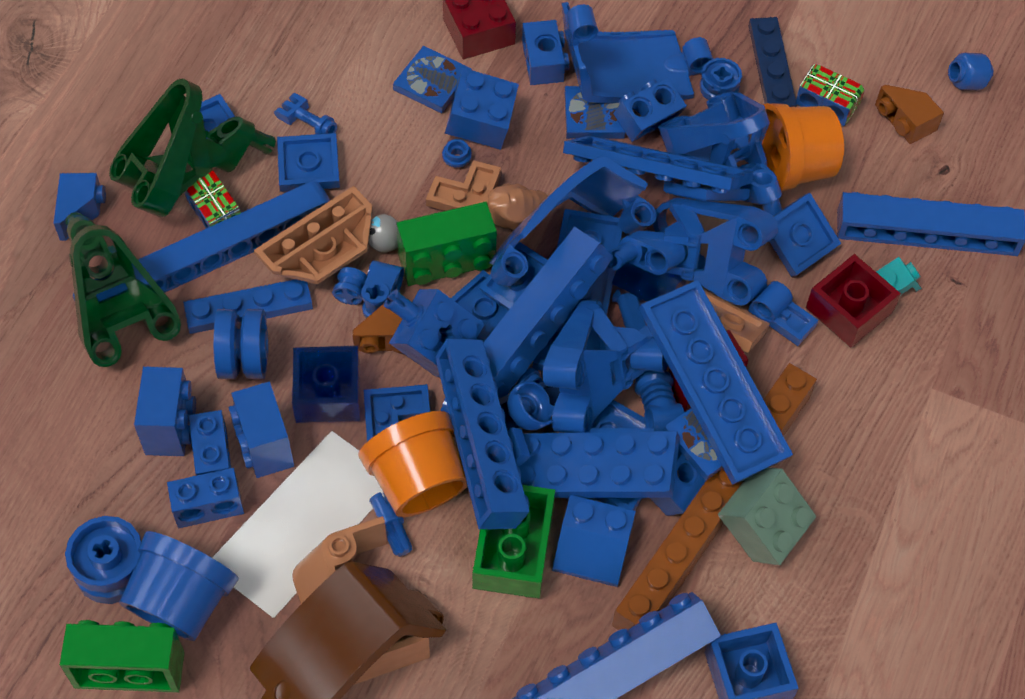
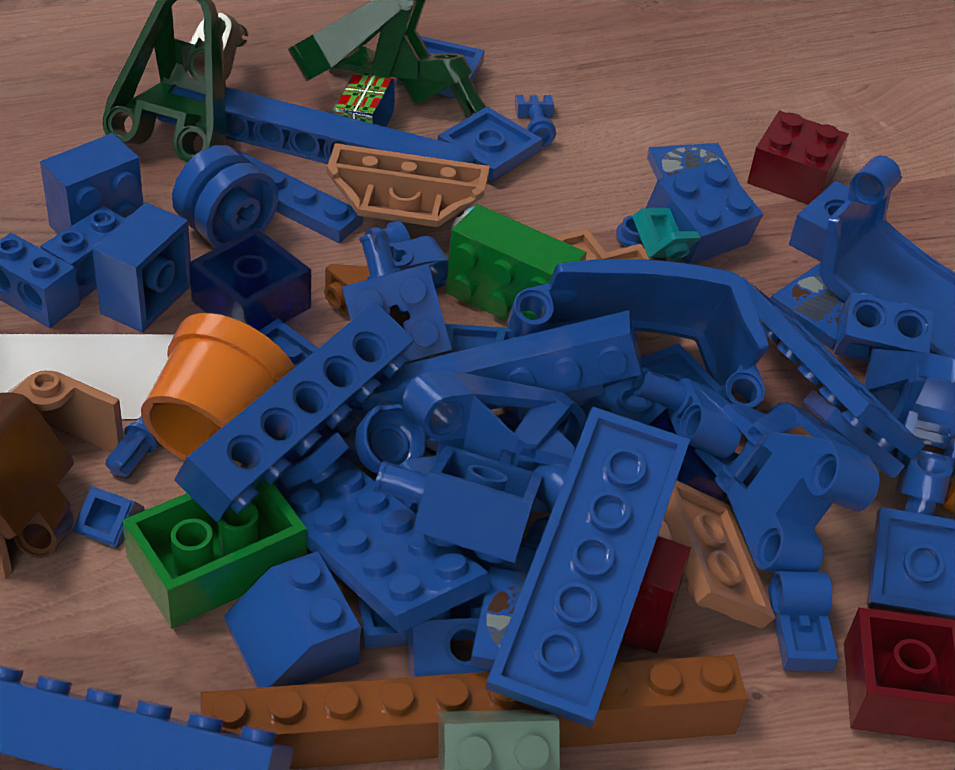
camera: 45 degrees right, 15 degrees down
(77, 194) = (269, 34): blue slope -> none
(433, 578) = (103, 516): none -> blue slope
(482, 146) = (661, 235): none -> teal bracket
(630, 403) = (467, 501): none -> blue brick

